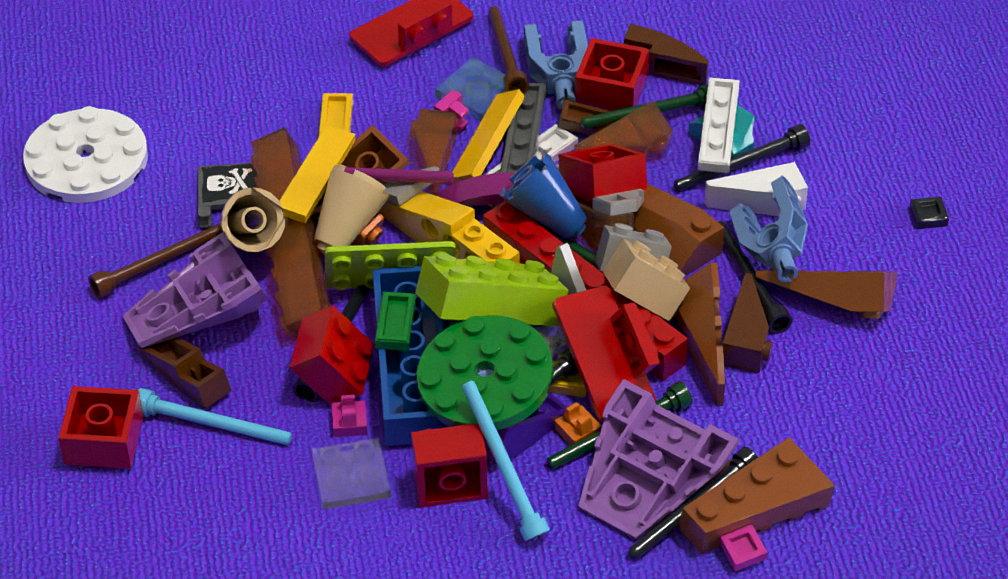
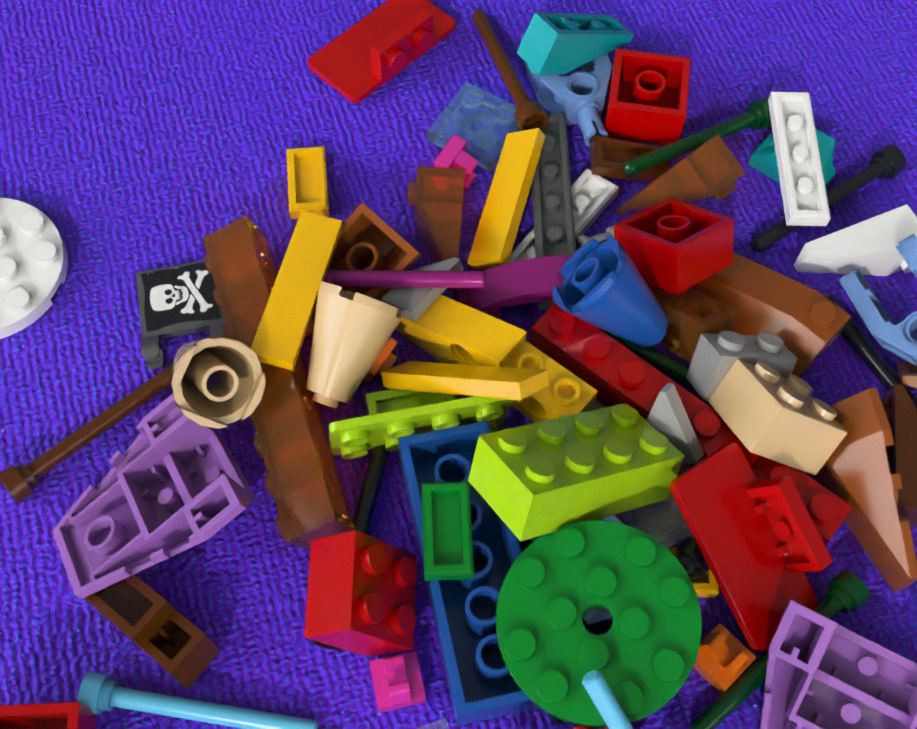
camera: 10 degrees left, 15 degrees up
(440, 234) = (466, 379): none -> yellow tile
(555, 29) = (568, 40): none -> teal slope
(619, 203) = (709, 293): light grey tile -> none
(669, 56) = (712, 63): reddish brown slope -> none

